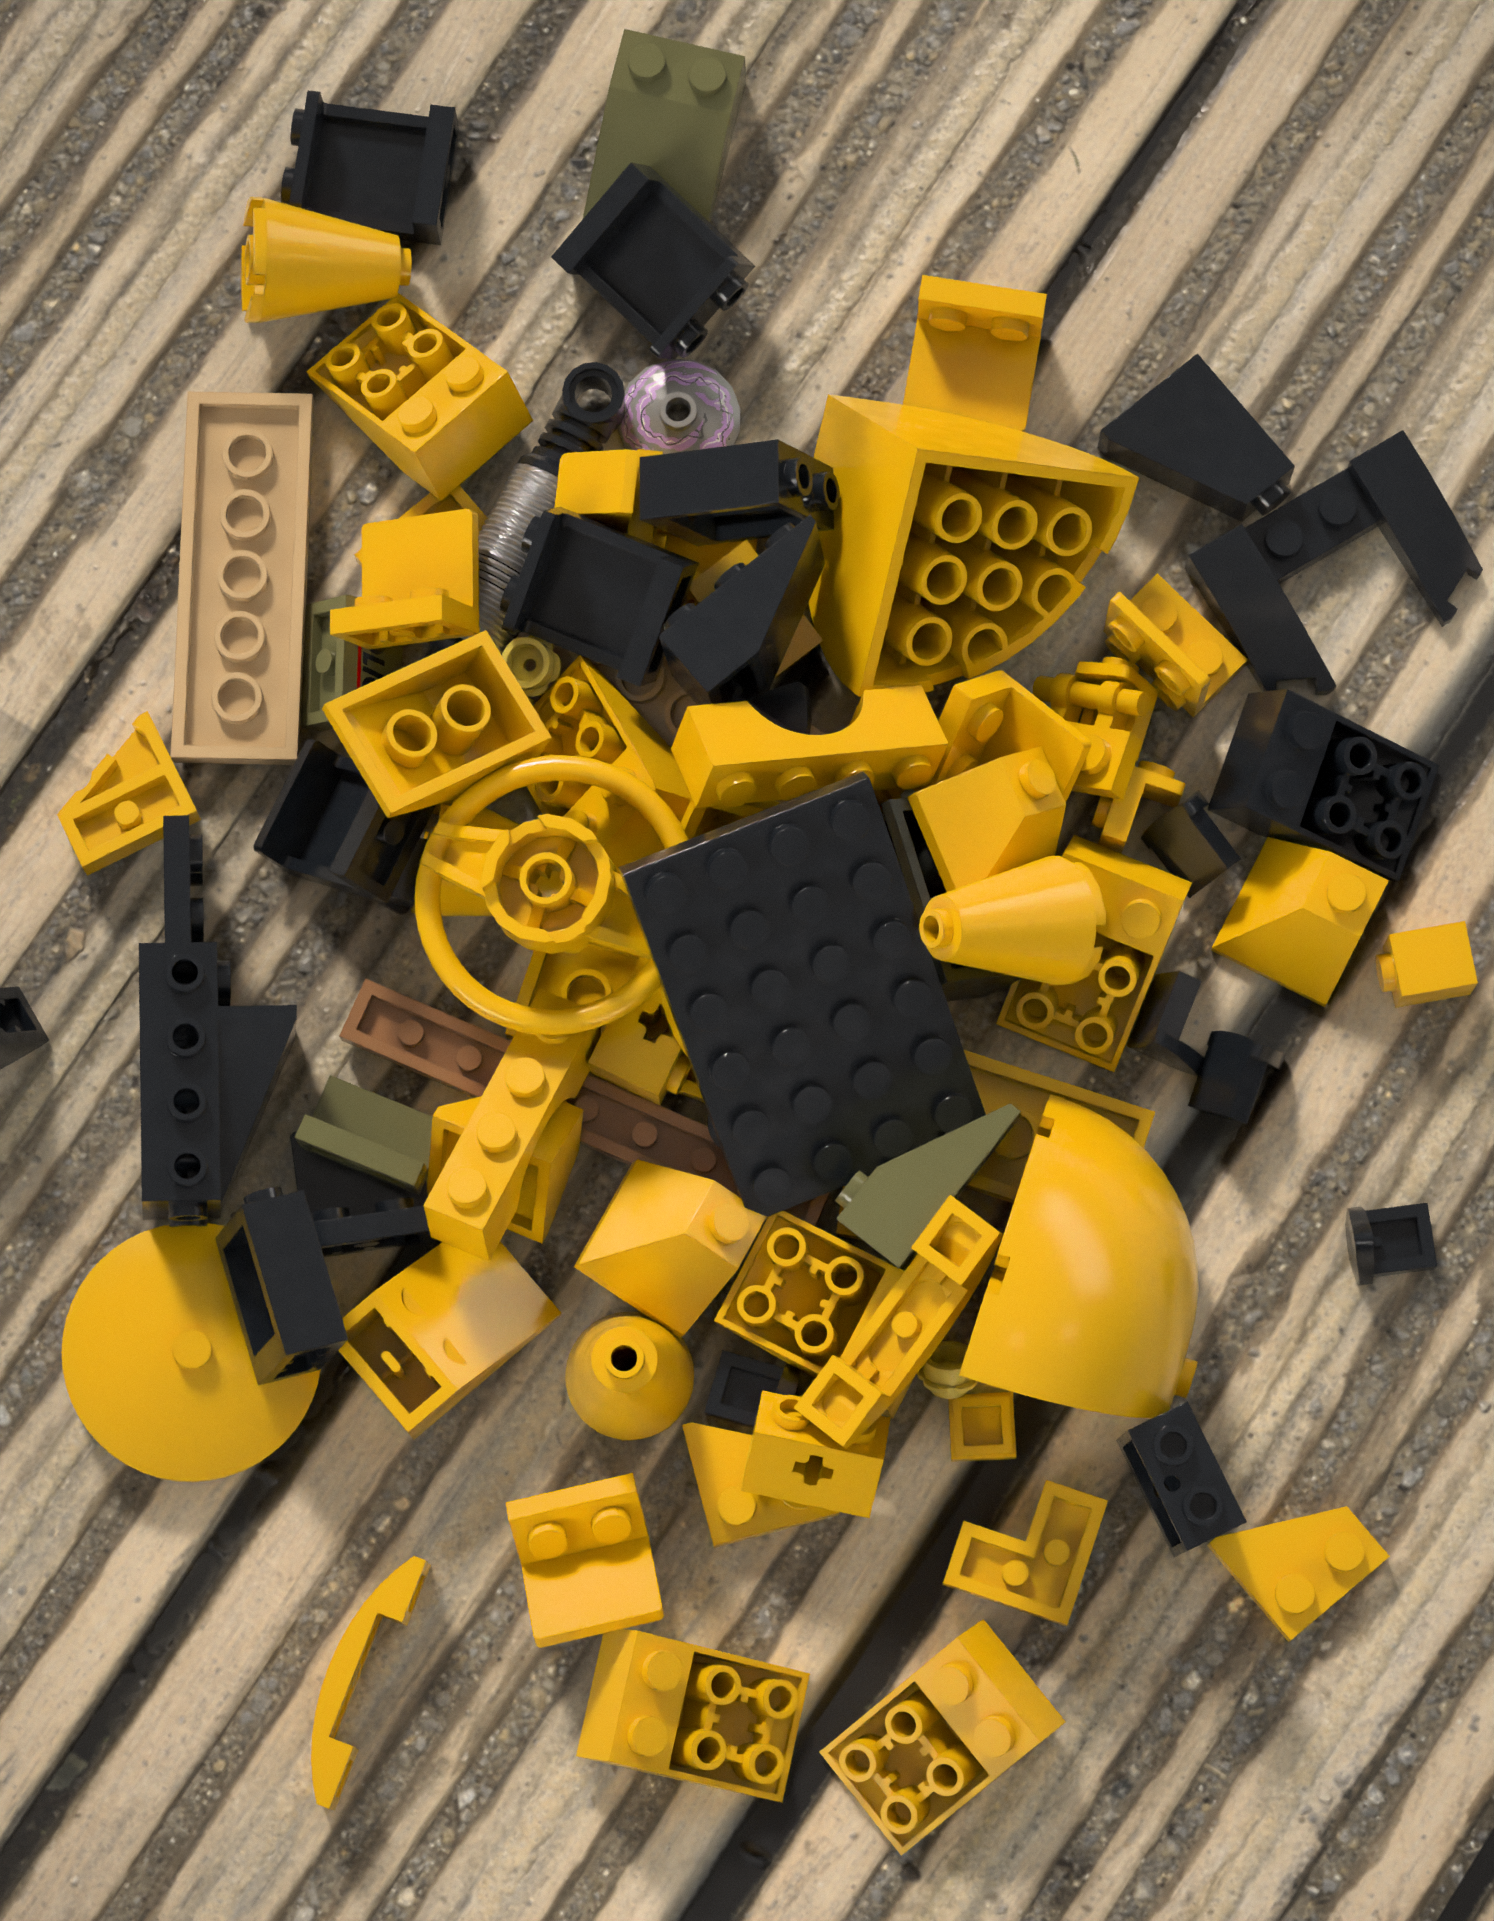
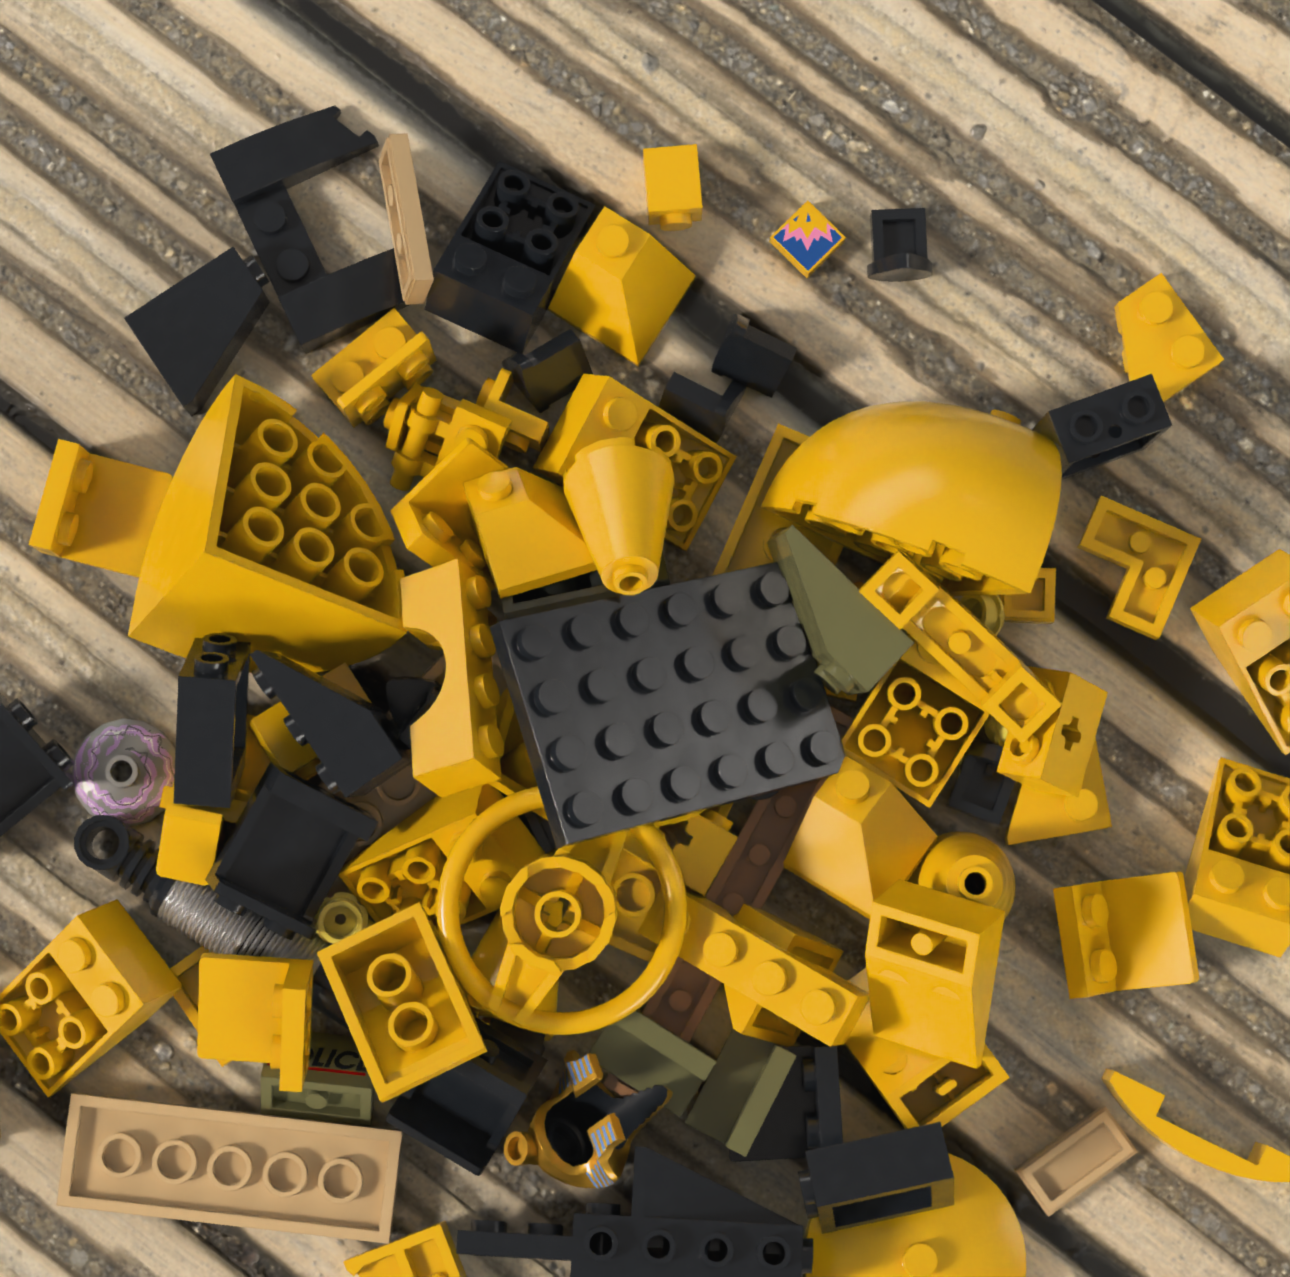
camera: 90 degrees left, 5 degrees up
(315, 958) = (583, 1129): none -> piece
(320, 1535) = (1075, 1160): none -> tan tile
(399, 1029) = (651, 1055): none -> olive panel
(523, 1319) = (932, 970): none -> yellow slope
(1350, 658) = (405, 219): none -> tan tile
(1384, 1131) = (807, 239): none -> tile

